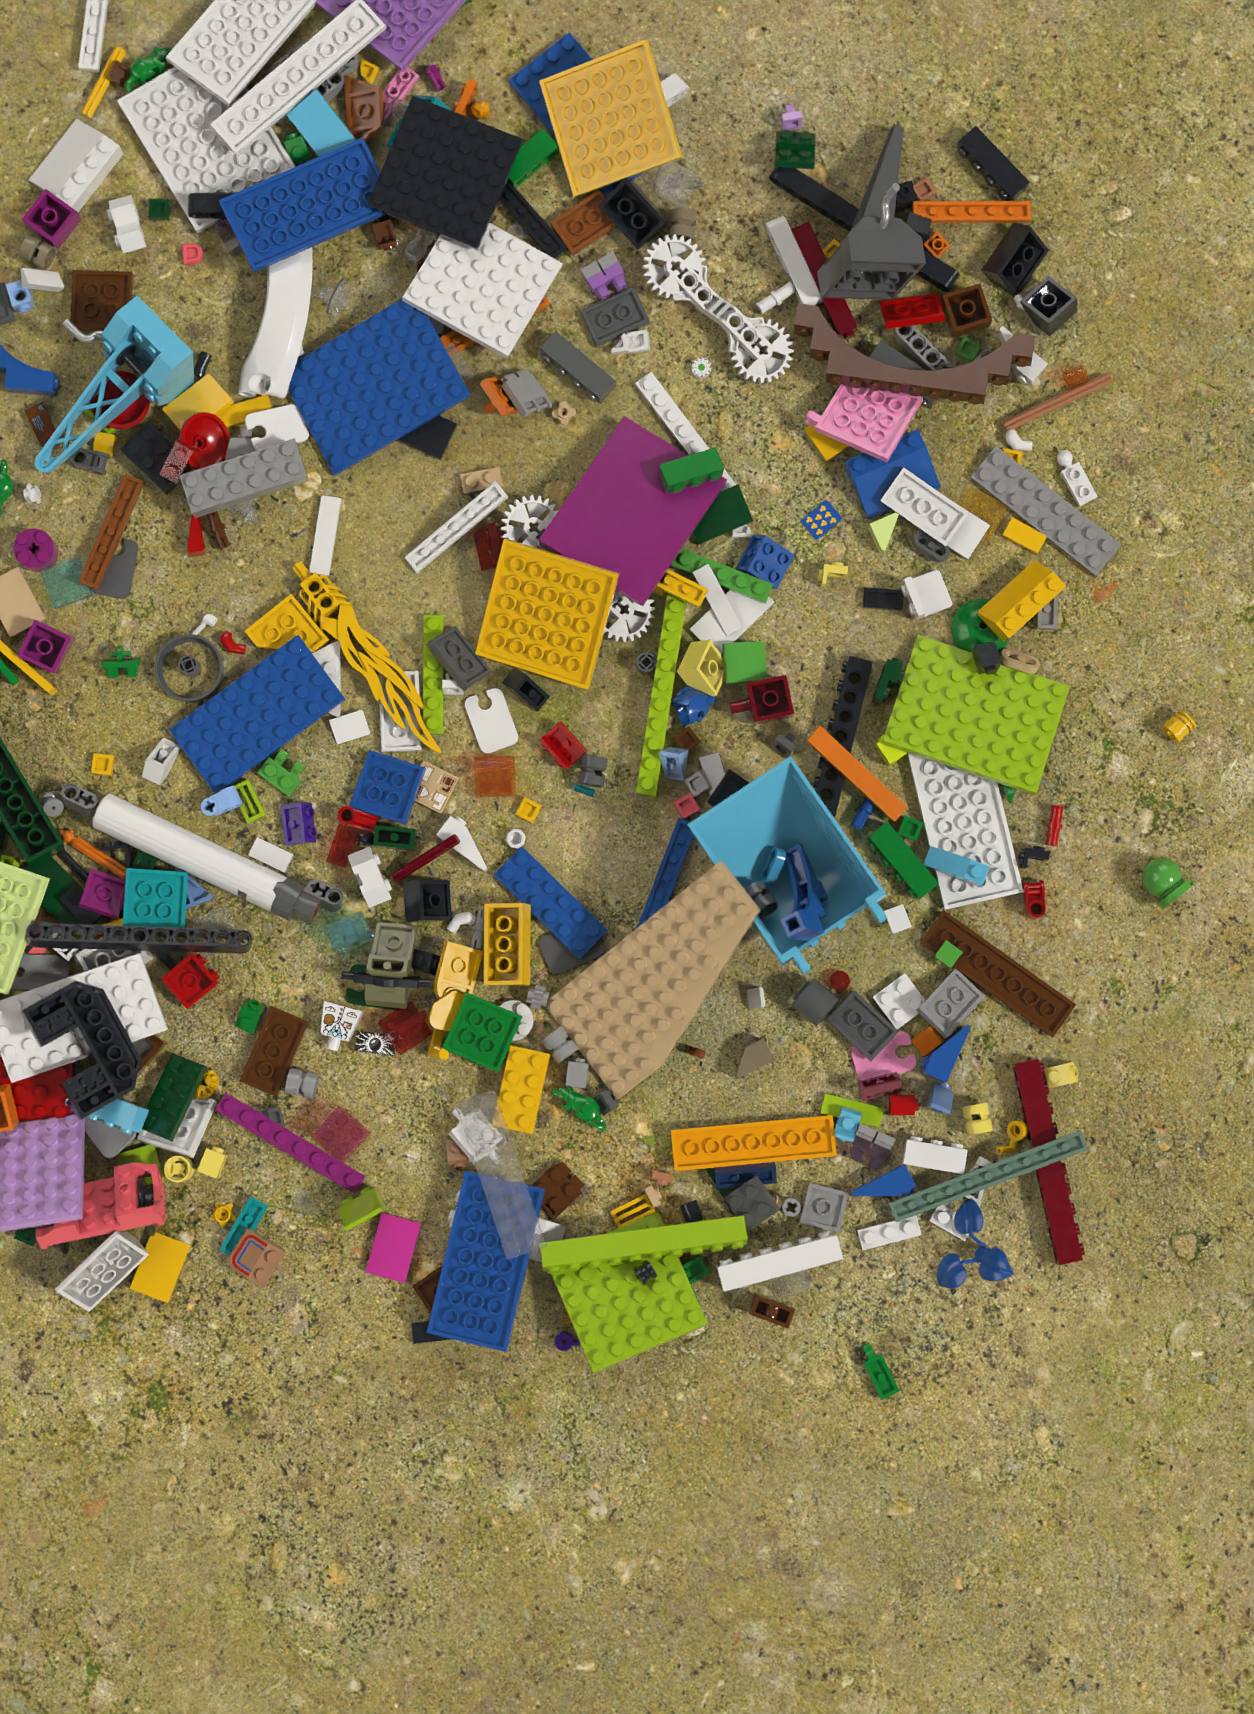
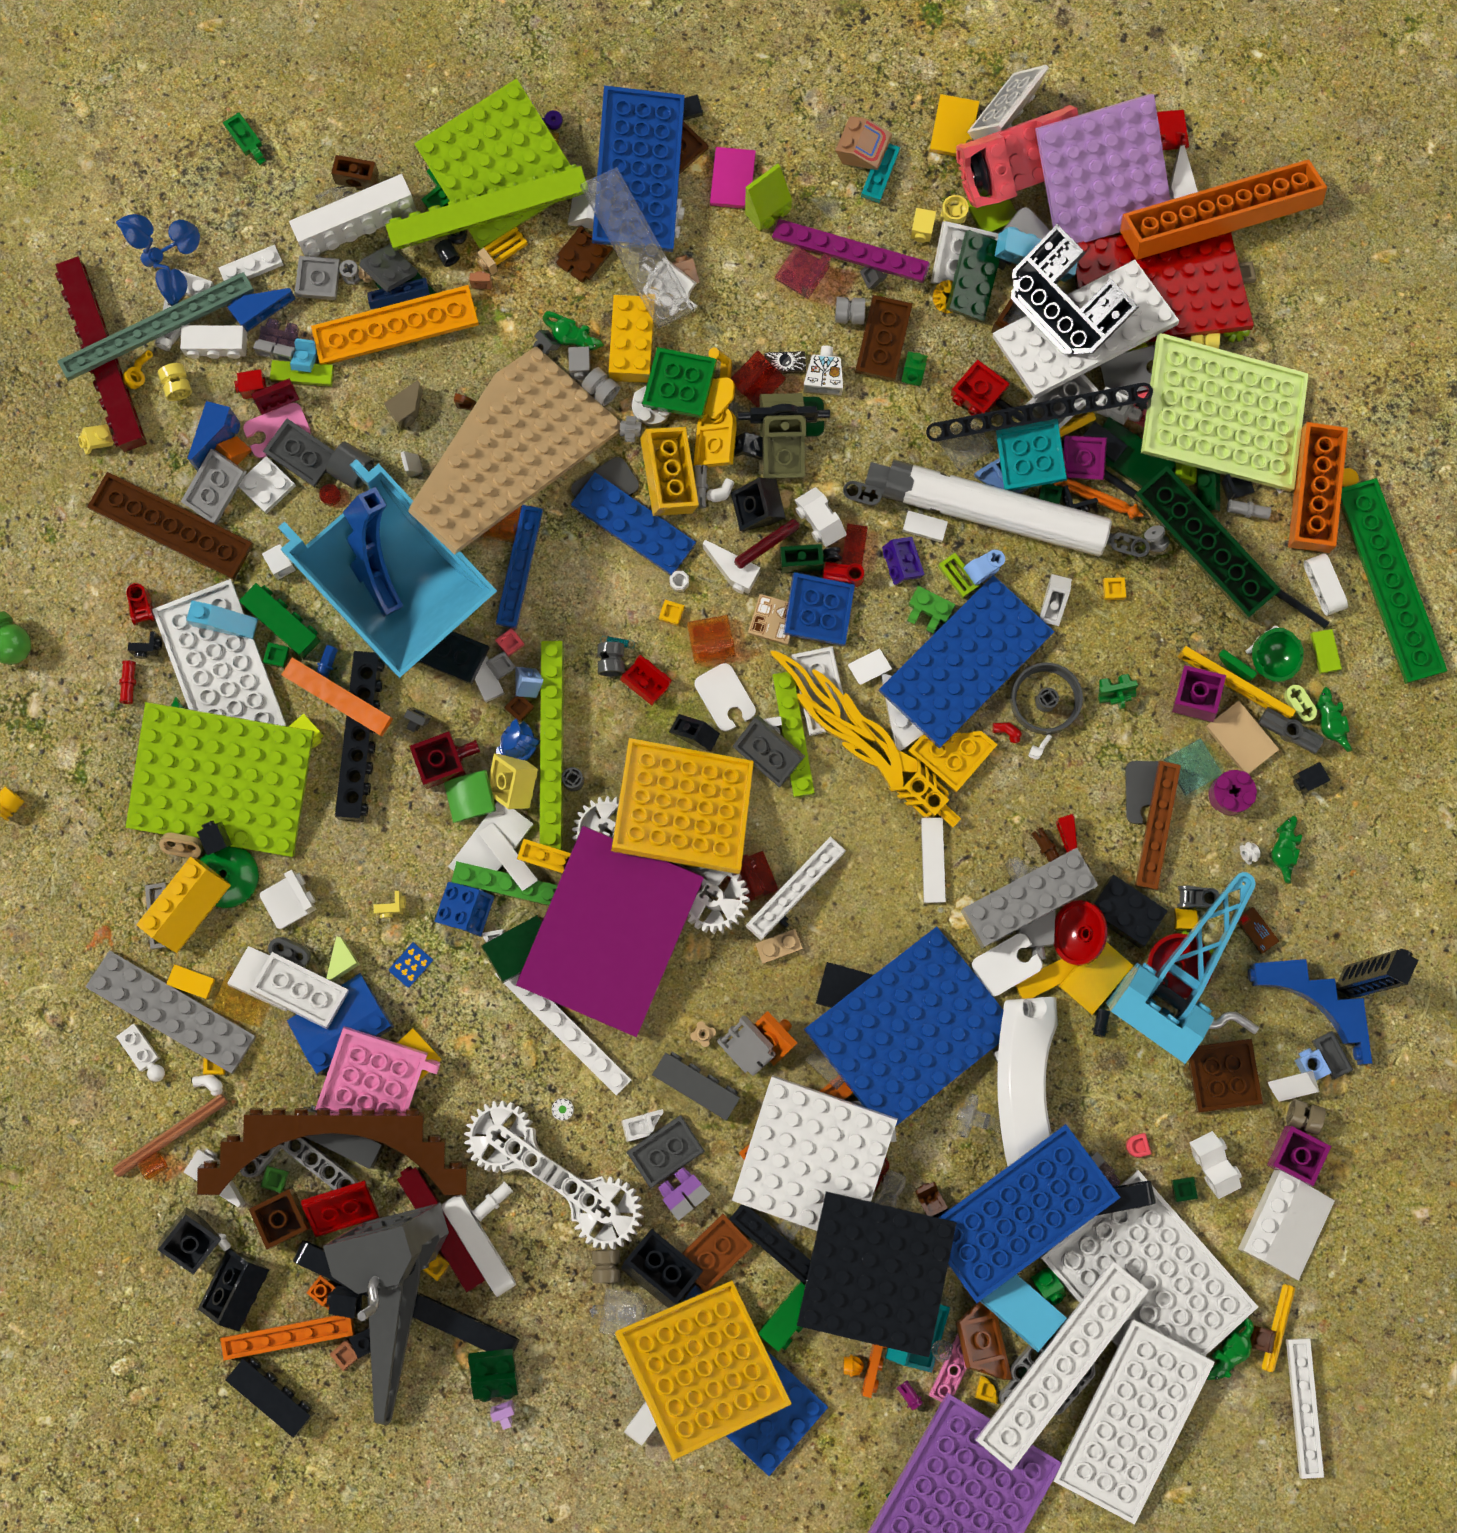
camera: 170 degrees right, 5 degrees down
(177, 461) = (1104, 901): clear red plate -> none
(219, 1209) = (907, 179): yellow plate -> none
(349, 931) = (831, 461): clear light blue slope -> none
(644, 1272) = (481, 179): black wheel -> none
(691, 470) = (553, 983): green brick -> none
(760, 895) = (419, 552): dark grey wheel -> none
(773, 865) = (410, 590): dark azure beam -> none
(882, 599) = (334, 889): black tile -> none
(890, 676) = (315, 803): dark green plate -> none
(940, 1099) = (212, 385): medium blue slope -> none
(948, 954) = (221, 533): bright green tile -> none

